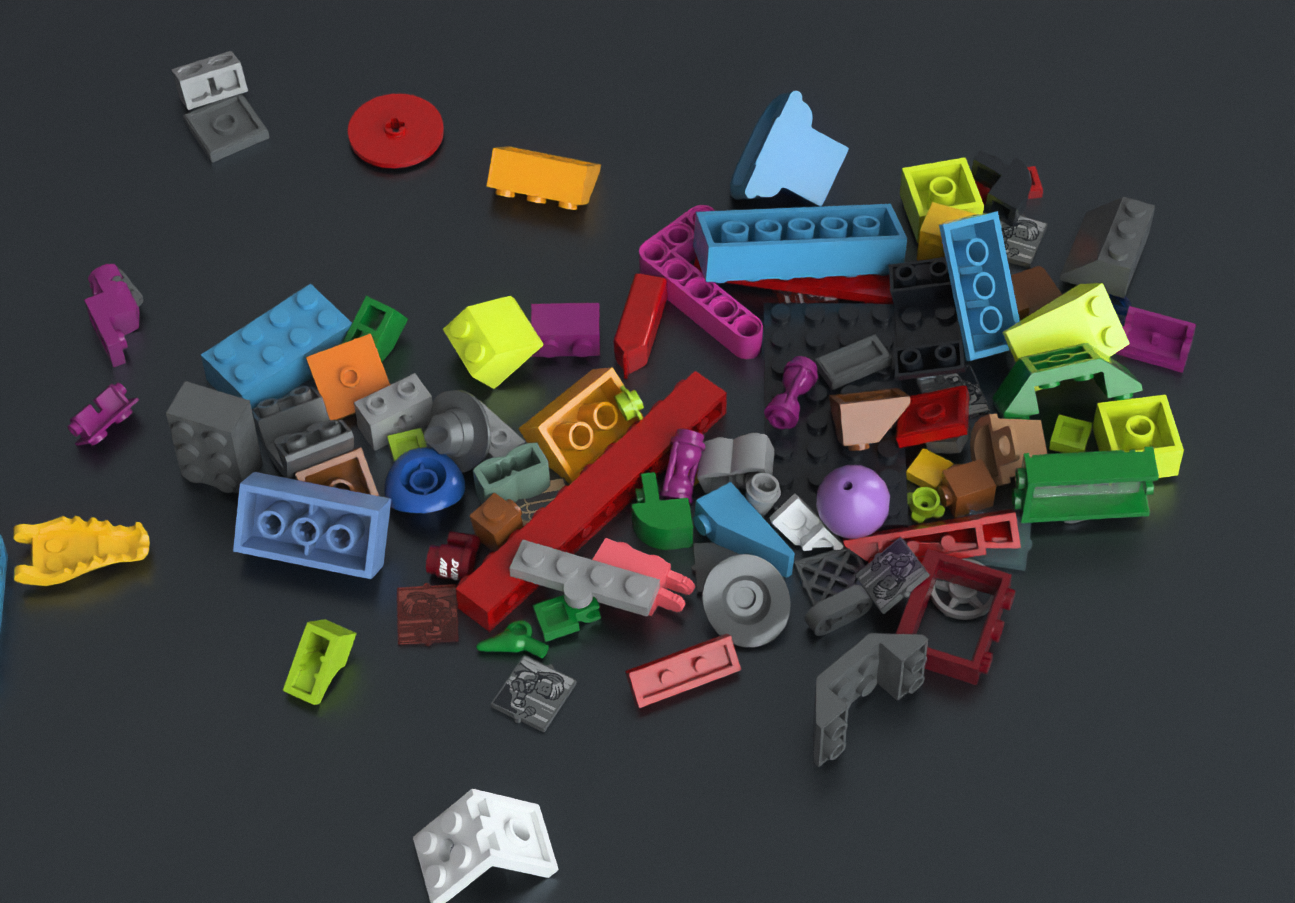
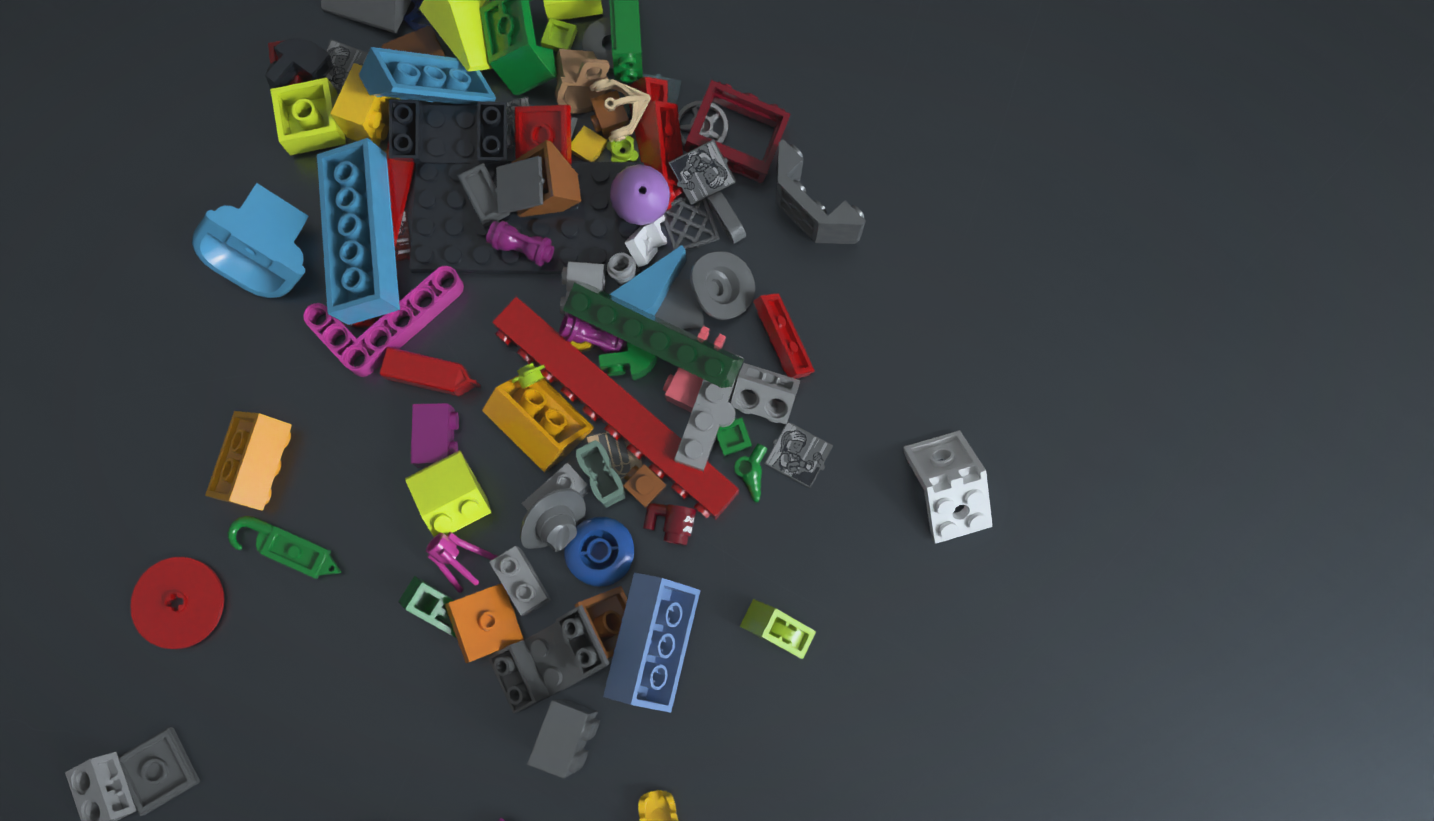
camera: 90 degrees left, 25 degrees up
(271, 351) = (447, 692): dark azure brick -> none
(405, 441) = (555, 569): lime plate -> none
(427, 614) = (723, 544): clear red piece -> none
(429, 332) = (443, 550): none -> dark pink plant
(446, 212) = (285, 547): none -> green plate
(607, 644) = (767, 387): none -> light grey brick
(668, 507) = (653, 335): none -> dark green brick
(858, 382) = (519, 185): none -> dark grey piece
(980, 496) = (637, 98): none -> tan helmet

